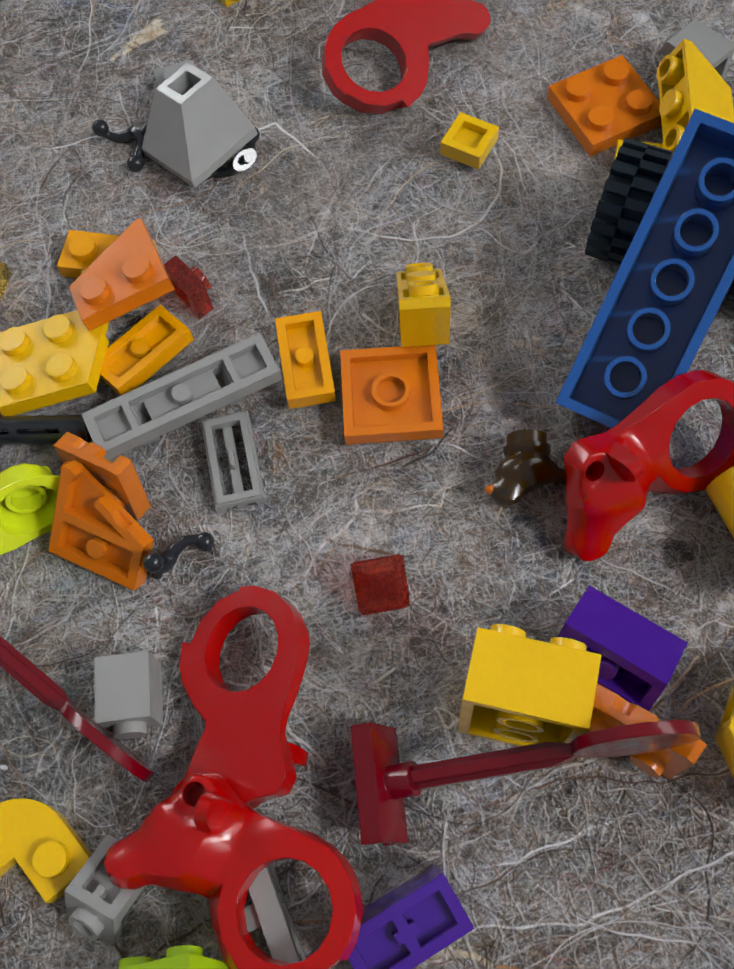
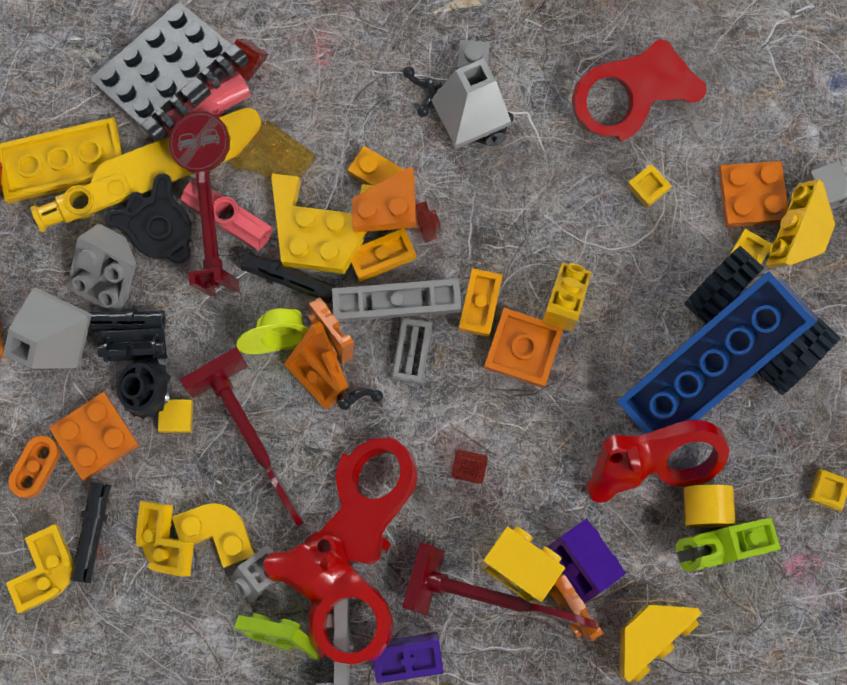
camera: 15 degrees right, 10 degrees up
(128, 693) = (303, 472): light grey brick -> none
(524, 468) = (582, 430): dark brown animal -> none

